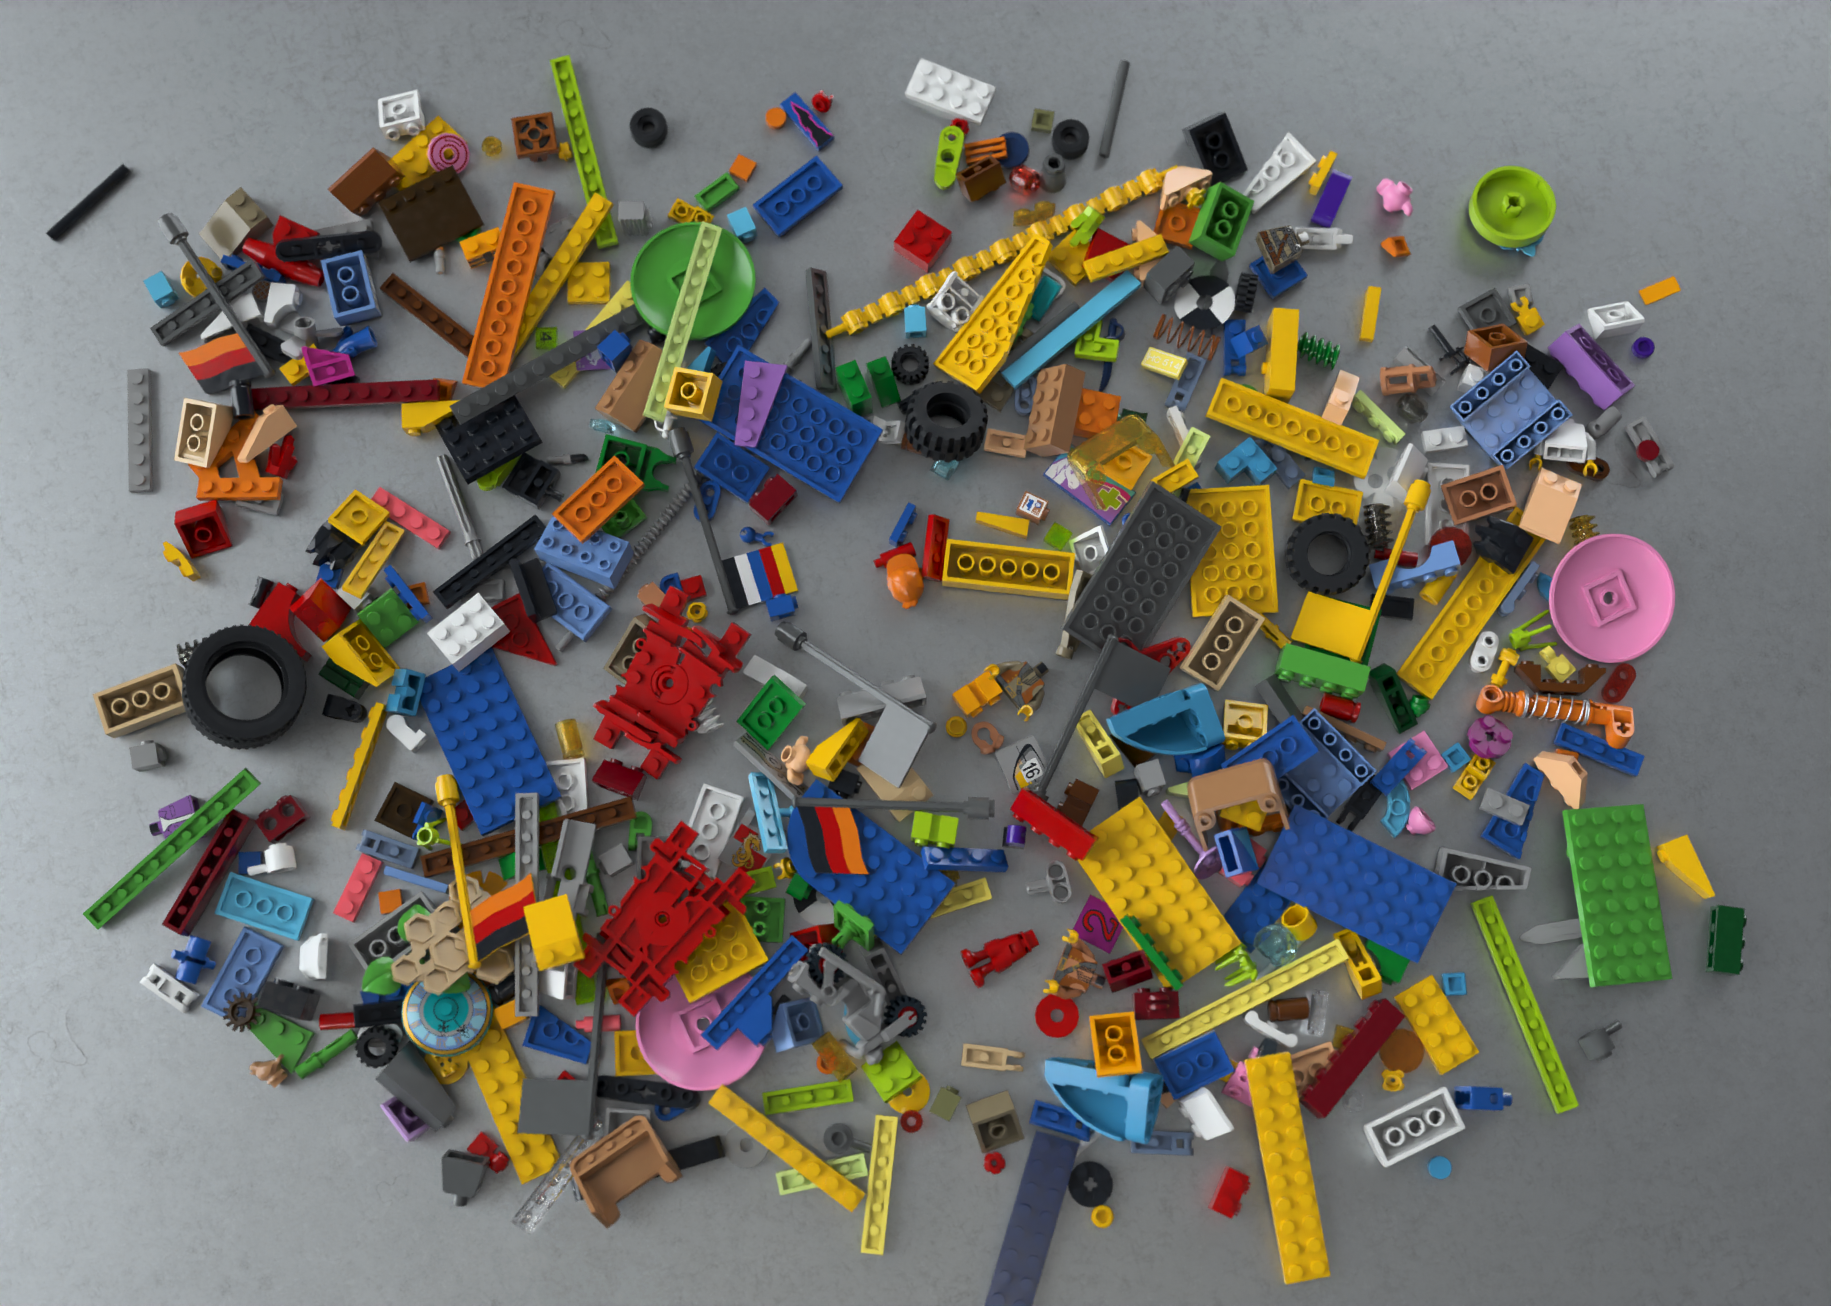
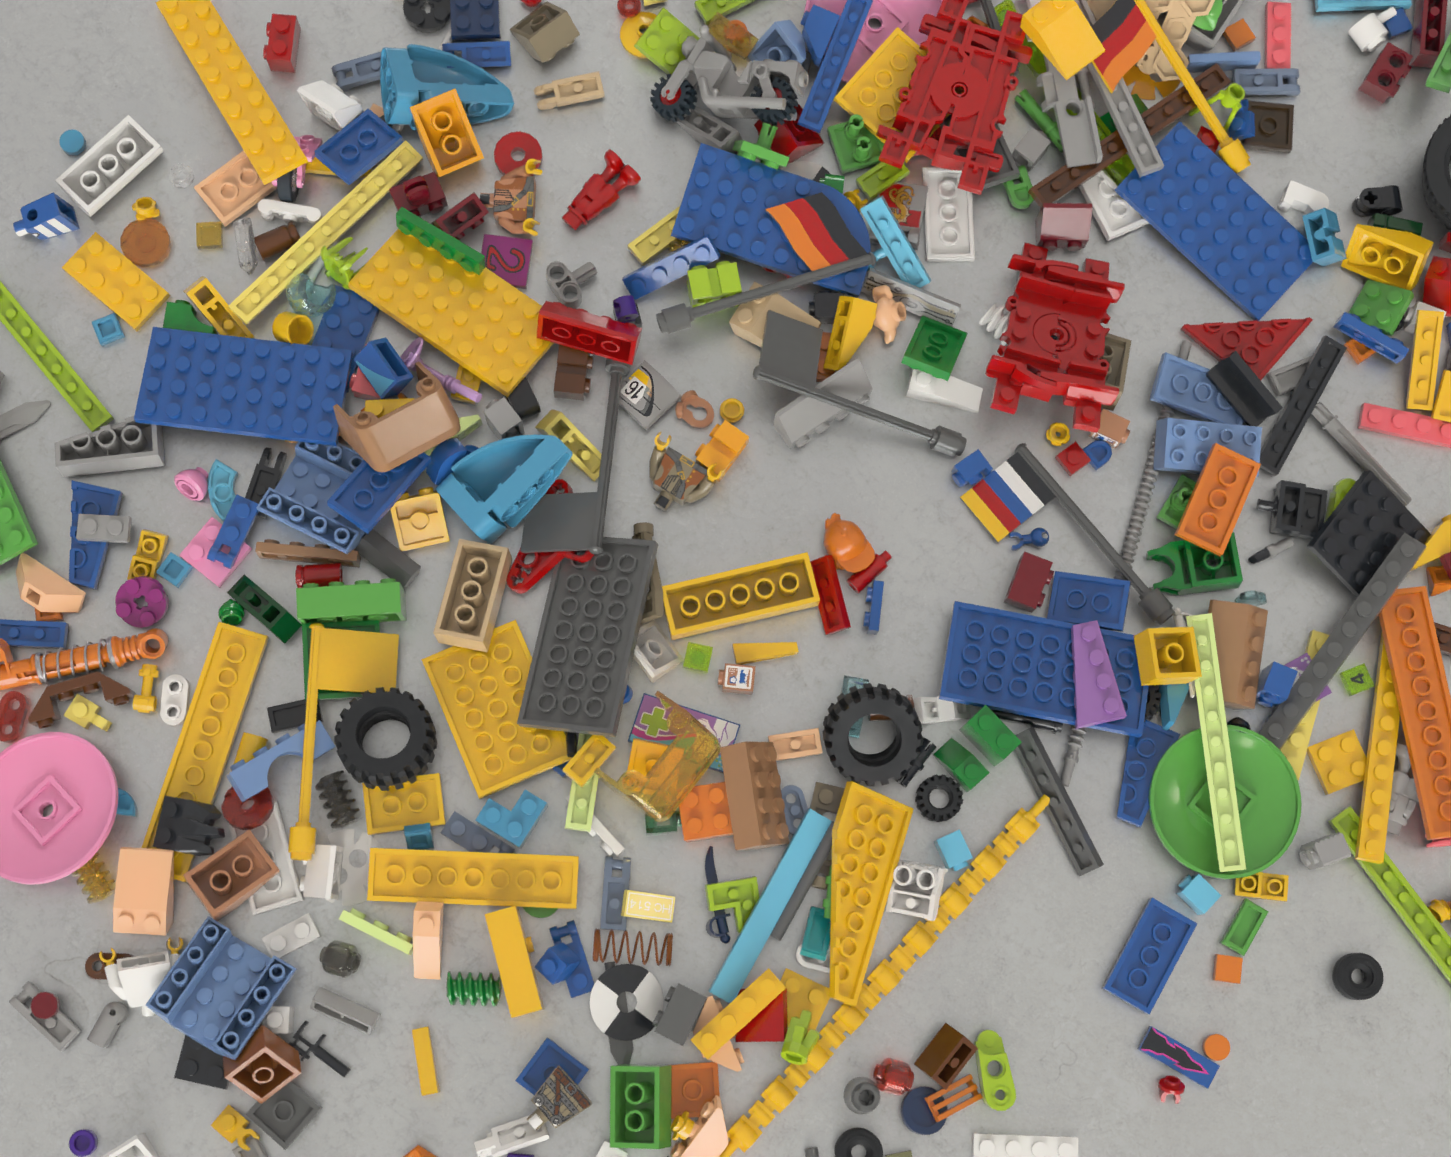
camera: 150 degrees right, 0 degrees up
(357, 773) = (1333, 144): yellow plate -> none
(468, 632) = (1289, 318): white brick -> none
(569, 739) = (1133, 252): clear yellow piece -> none
(710, 502) = (1097, 558): blue plate -> none
(922, 241) = (983, 952): red brick -> none
(945, 1102) = (601, 31): olive brick -> none
(963, 123) = (994, 1124): red plate -> none
(1042, 211) = (860, 1042): clear yellow slope -> none
(1246, 292) = (581, 1027): black tyre -> none
(1274, 633) = (419, 636): yellow pin -> none
(1351, 1058) = (196, 209): dark red brick -> none
(1406, 559) = (292, 774): red cylinder -> none
(1413, 379) = (351, 988): nougat piece -> none
(1518, 591) = (154, 783): sand blue plate -> none
(1519, 639) = (134, 727): lime plant -> none
(1590, 367) = (139, 1091): medium lavender slope -> none

